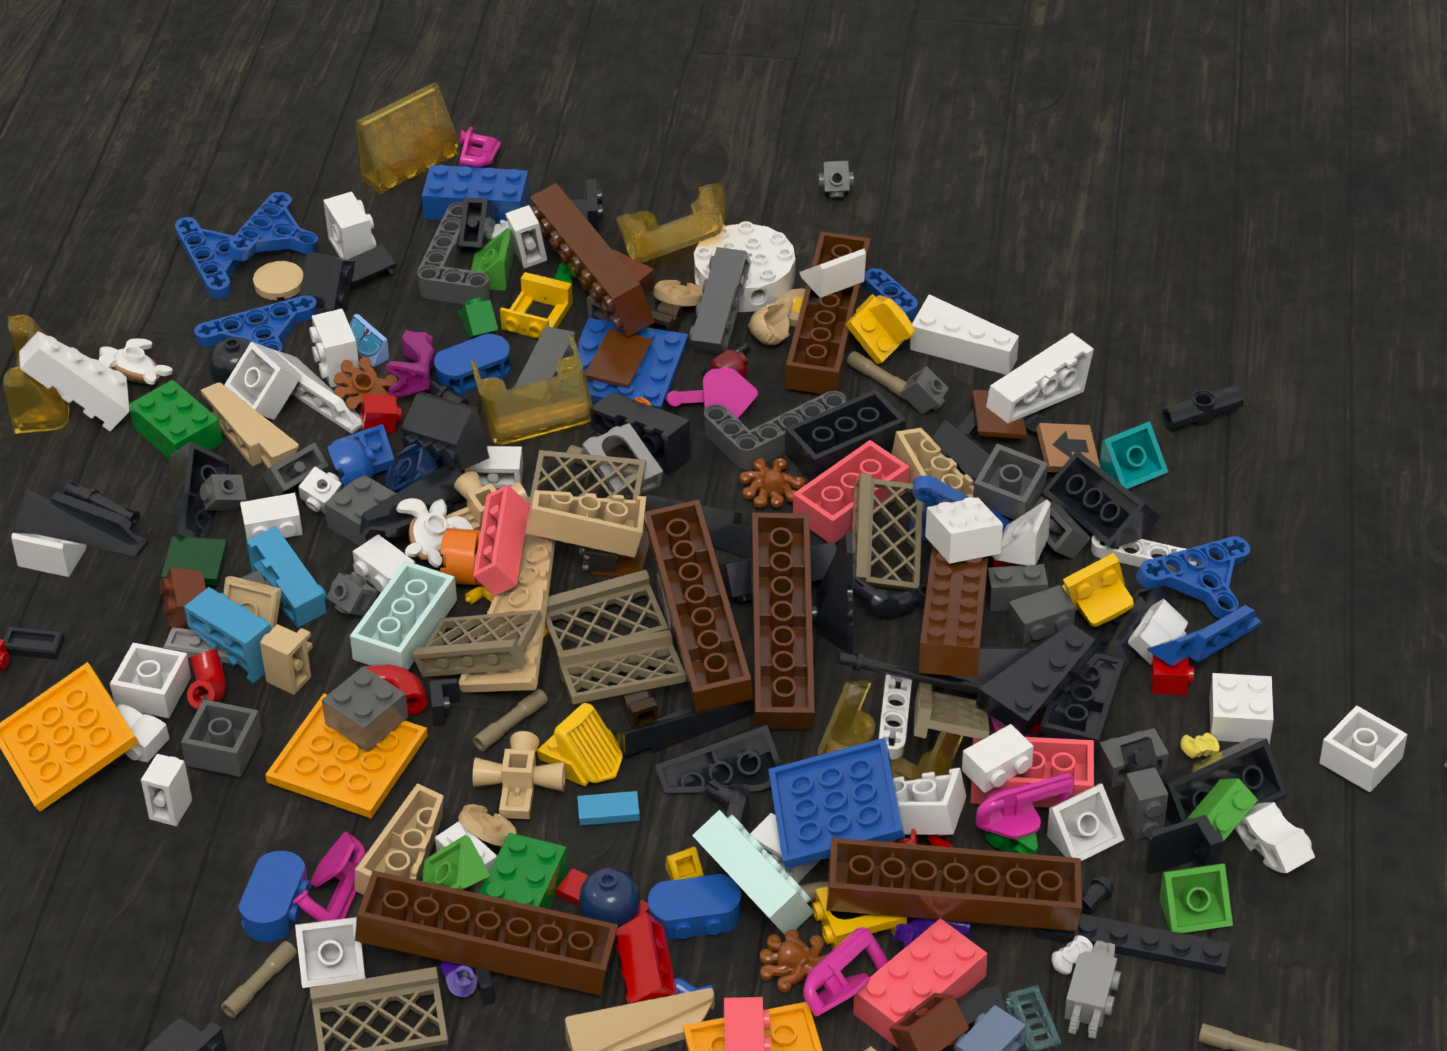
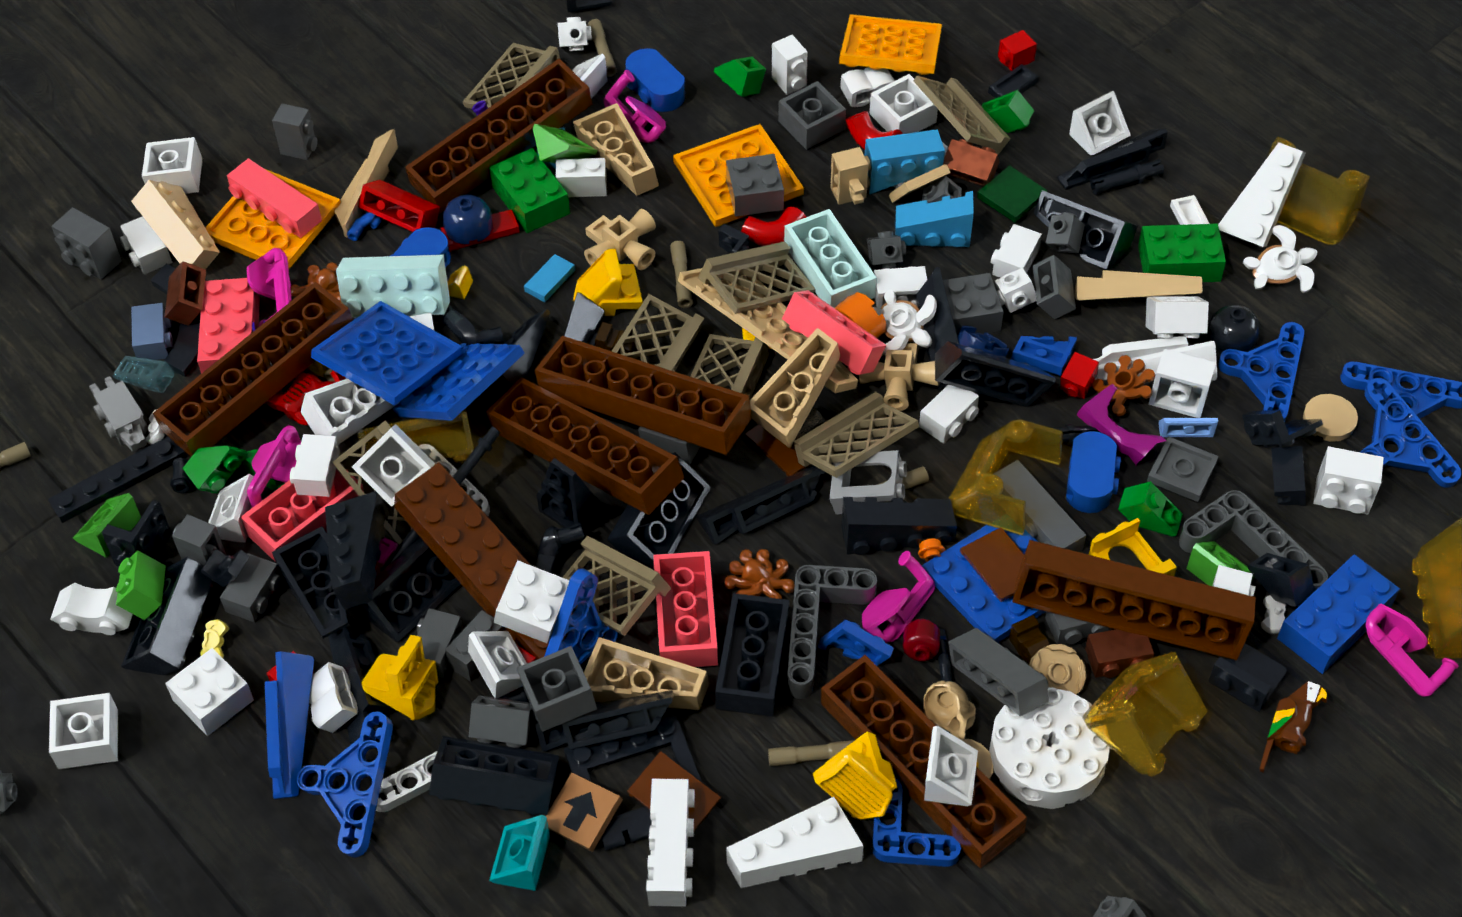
camera: 130 degrees right, 10 degrees up
(88, 619) = (1009, 111): none -> green slope
(115, 448) = (1188, 211): none -> white tile
(126, 627) = (964, 113): none -> dark tan fence
(207, 827) = (742, 75): none -> green slope
(268, 1002) = (565, 30): none -> white brick
(352, 459) = (1025, 312): blue cylinder -> none
(416, 318) = (1183, 469): none -> dark grey plate
(484, 826) = (593, 197): tan tile -> none
(605, 175) = (1292, 720): none -> reddish brown animal
(772, 391) = (856, 643): none -> blue wing
(795, 727) = (459, 382): none -> blue plate
(924, 390) = (751, 755): dark grey brick -> none
(949, 683) = (392, 464): none -> white brick
(1056, 843) = (213, 466): none -> green slope

